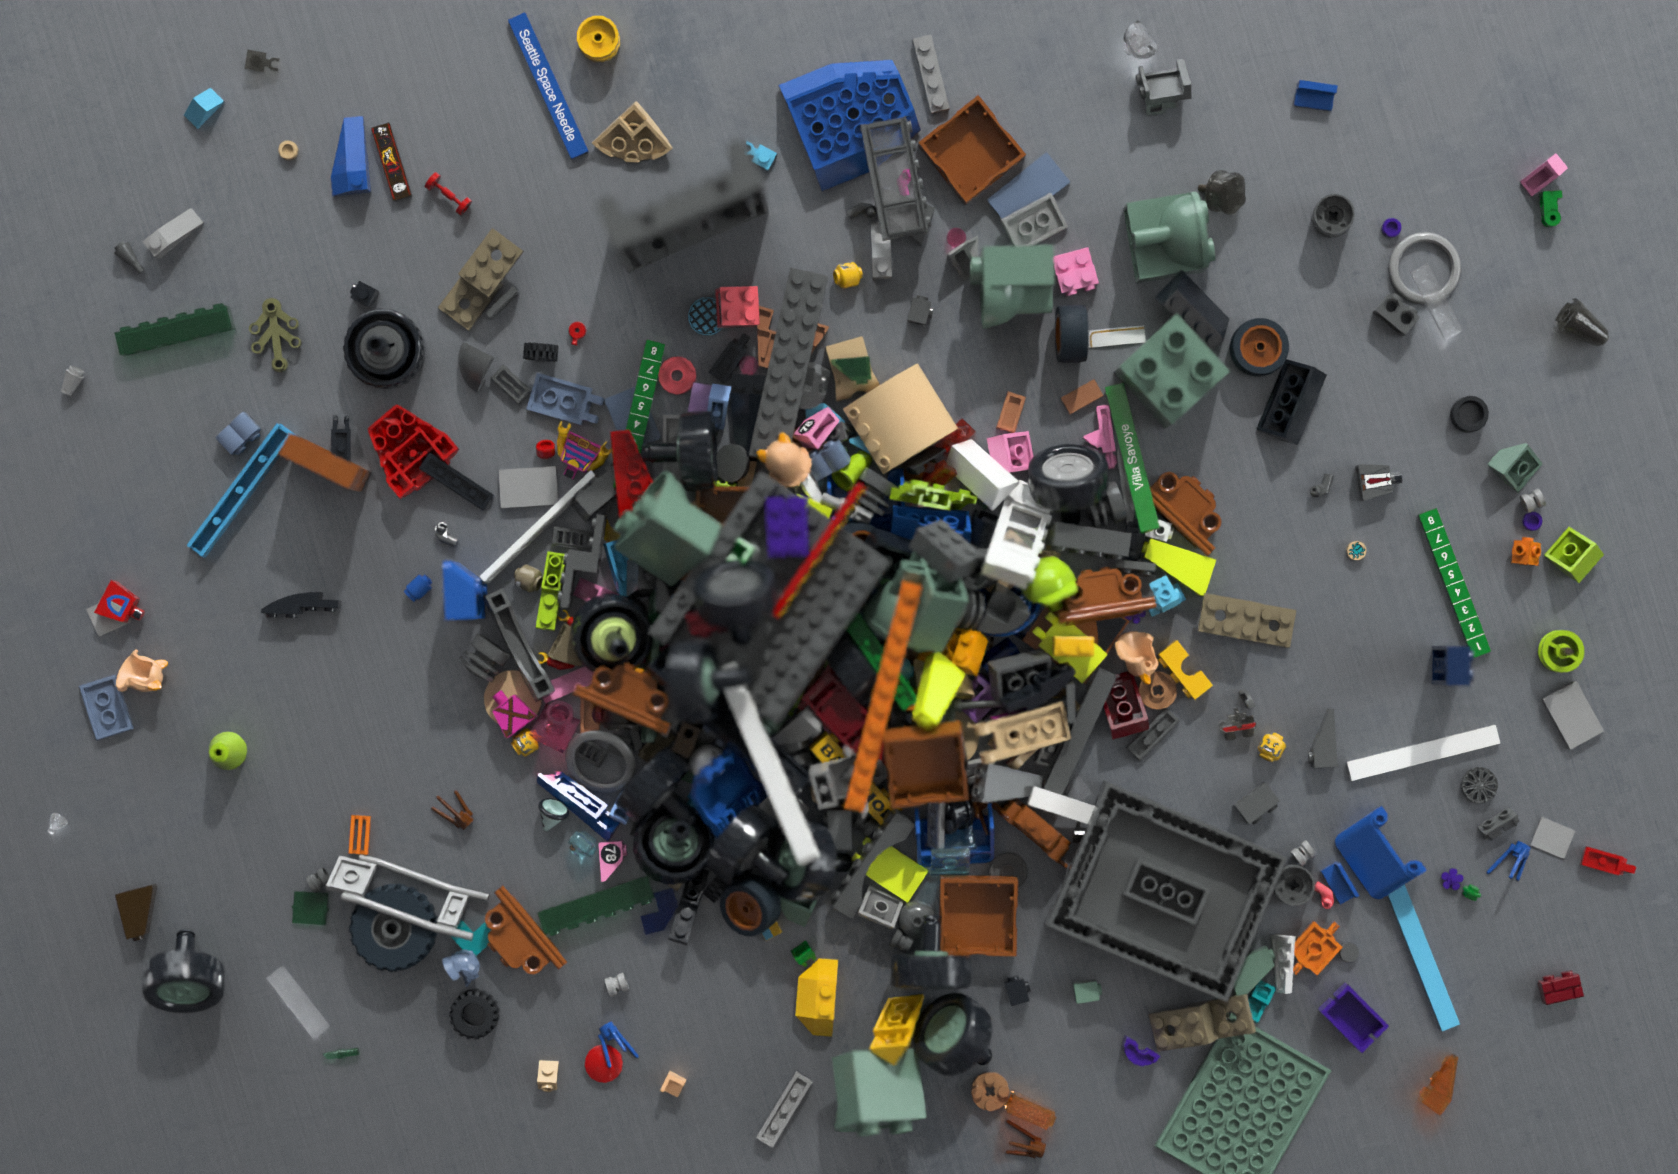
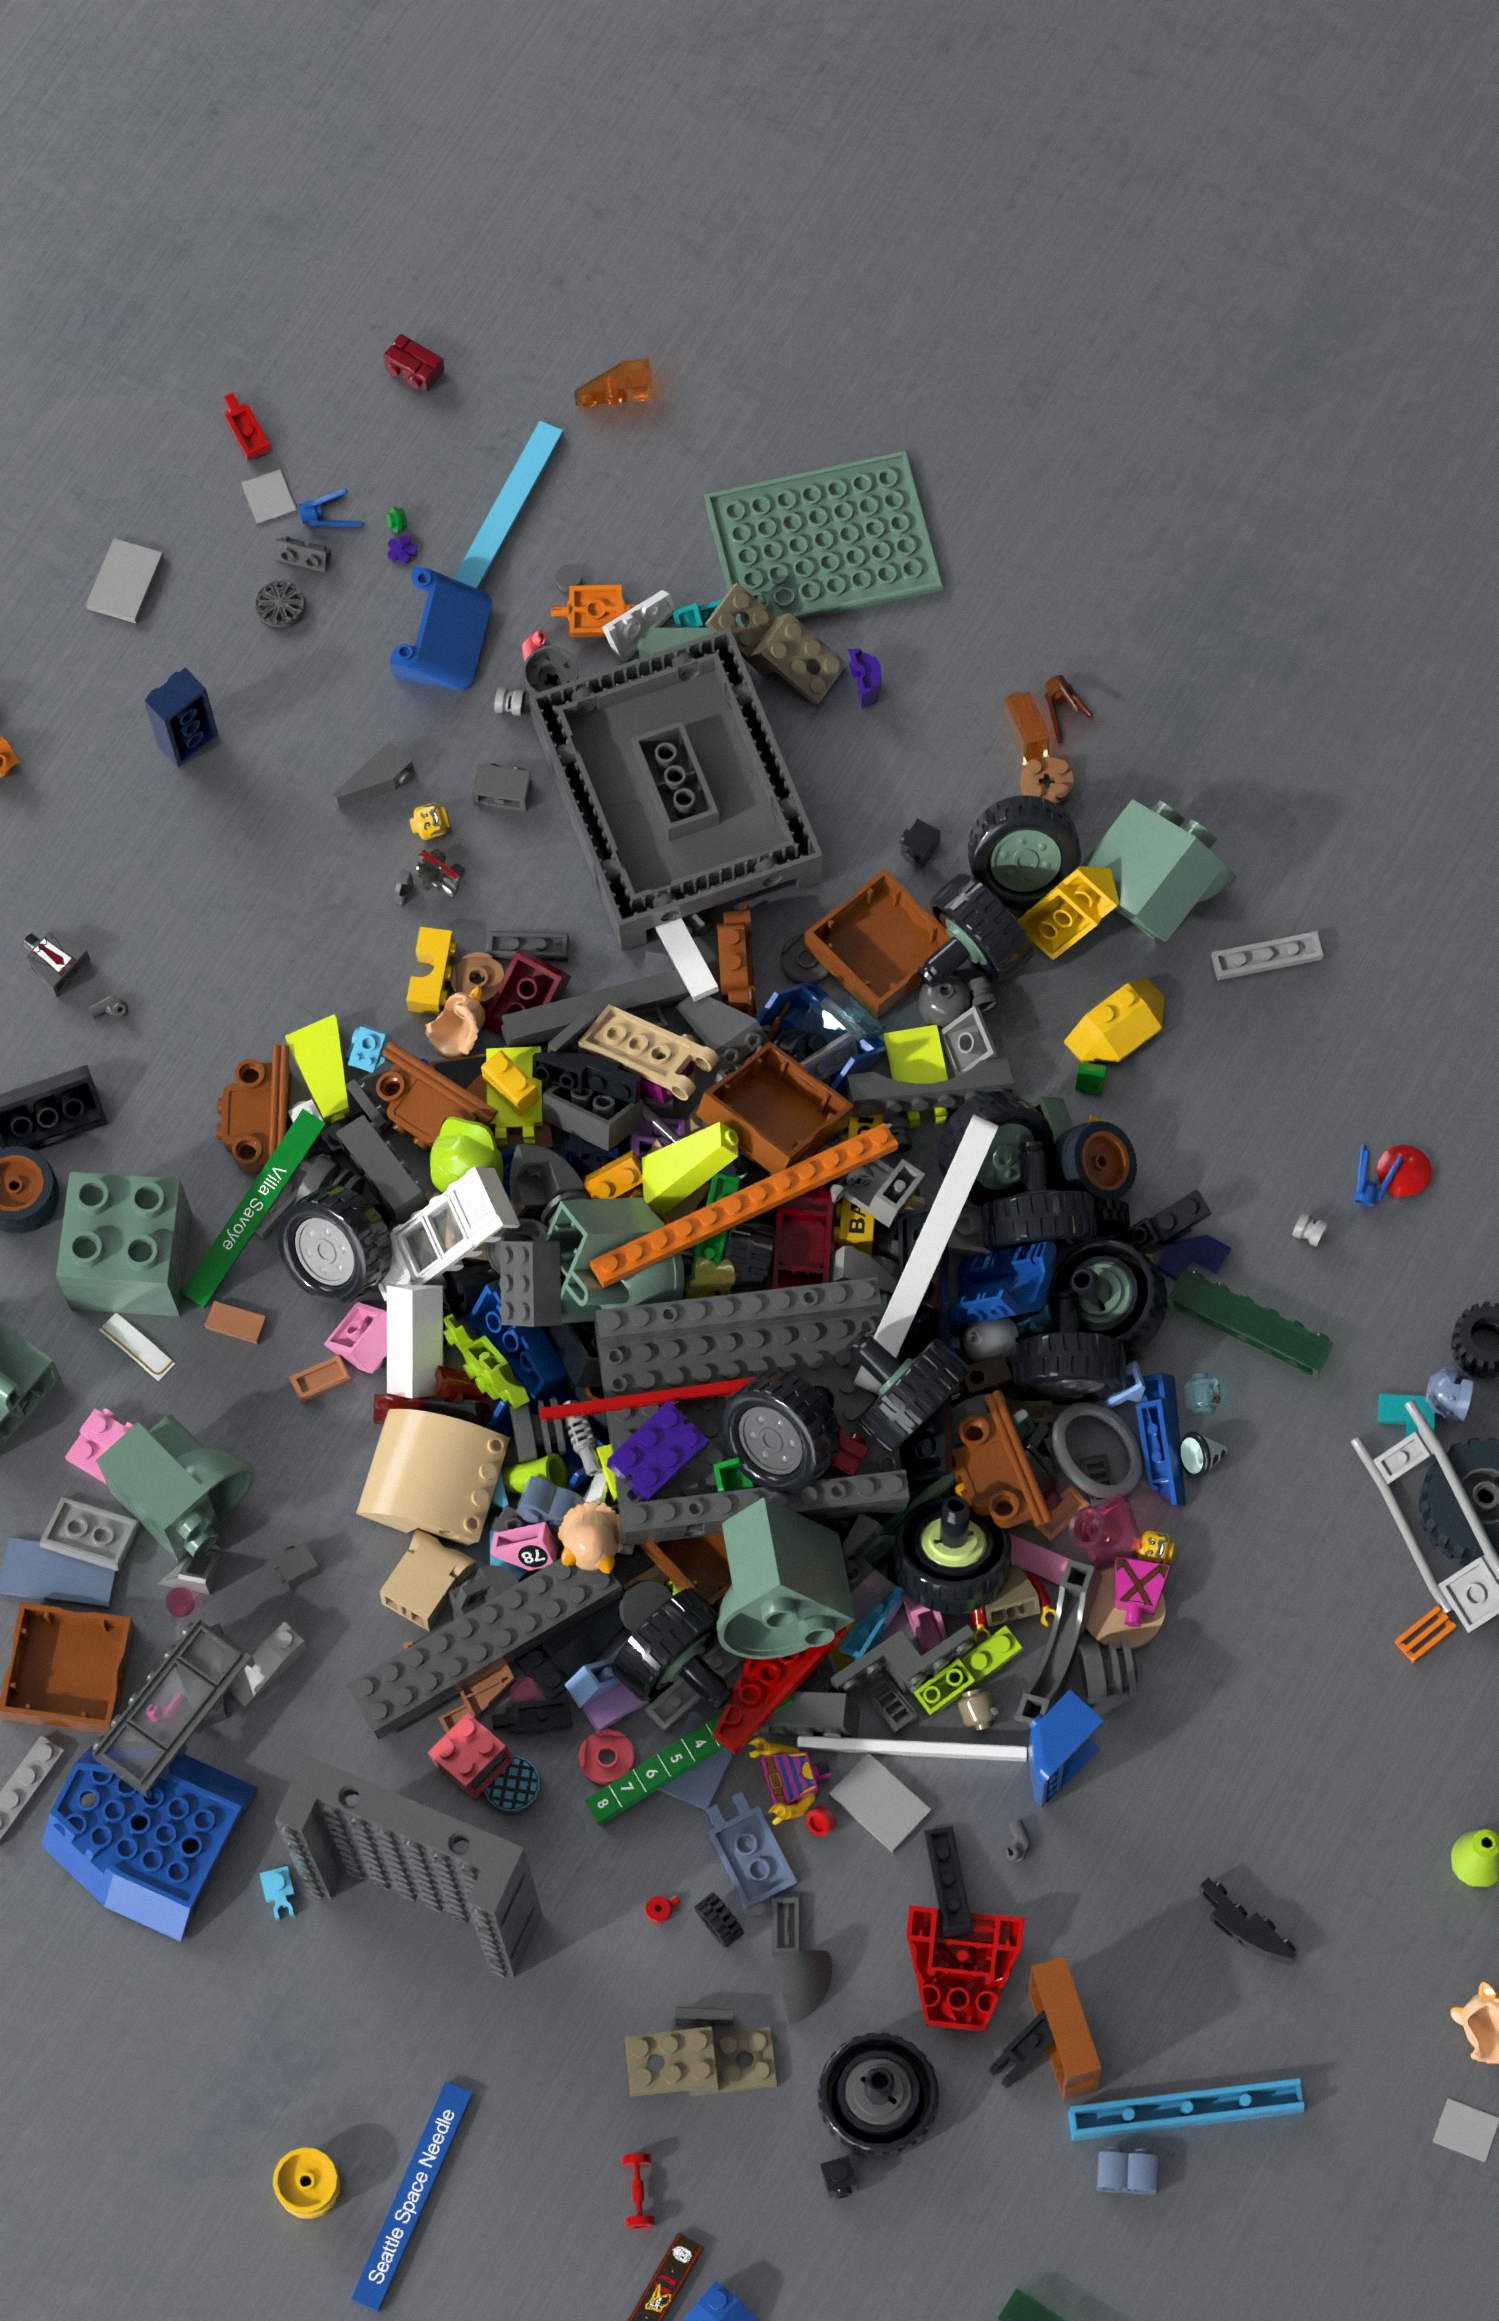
camera: 130 degrees left, 20 degrees down
(119, 603) = (1442, 2125): red torso -> none
(275, 332) = (975, 2241): olive plant -> none
(418, 587) = (1102, 1816): blue brick -> none
(462, 818) = (1300, 1543): reddish brown plant -> none
(519, 936) = (1362, 1366): dark orange brick -> none
(547, 1075) = (1473, 1212): tan bracket -> none
(611, 855) = (1186, 1353): slope -> none
(633, 137) = (384, 2046): tan brick -> none
(673, 1084) = (1353, 1084): light nougat panel -> none
(840, 827) = (922, 1149): dark grey brick -> none
(847, 275) = (327, 1675): yellow head -> none
(855, 368) = (421, 1564): clear green slope -> none
(861, 642) = (710, 1278): none -> clear yellow plate
(864, 208) = (237, 1727): dark grey arm -> none
(1071, 333) = (176, 1380): black wheel -> none
(1087, 991) = (853, 778): sand green brick -> none
(1104, 436) = (260, 1262): bright pink piece -> none
(1195, 308) = (32, 1287): black slope -> none
(1246, 620) = (321, 954): dark tan bracket -> none
(1339, 882) = (506, 644): blue panel -> none
(1353, 1017) = (630, 516): dark purple piece -> none
(1356, 550) = (146, 918): tile -> none
(1423, 752) = (298, 682): white tile -> none
(1454, 582) = (91, 801): green tile -> none
(1561, 651) = (68, 641): lime wheel -> none

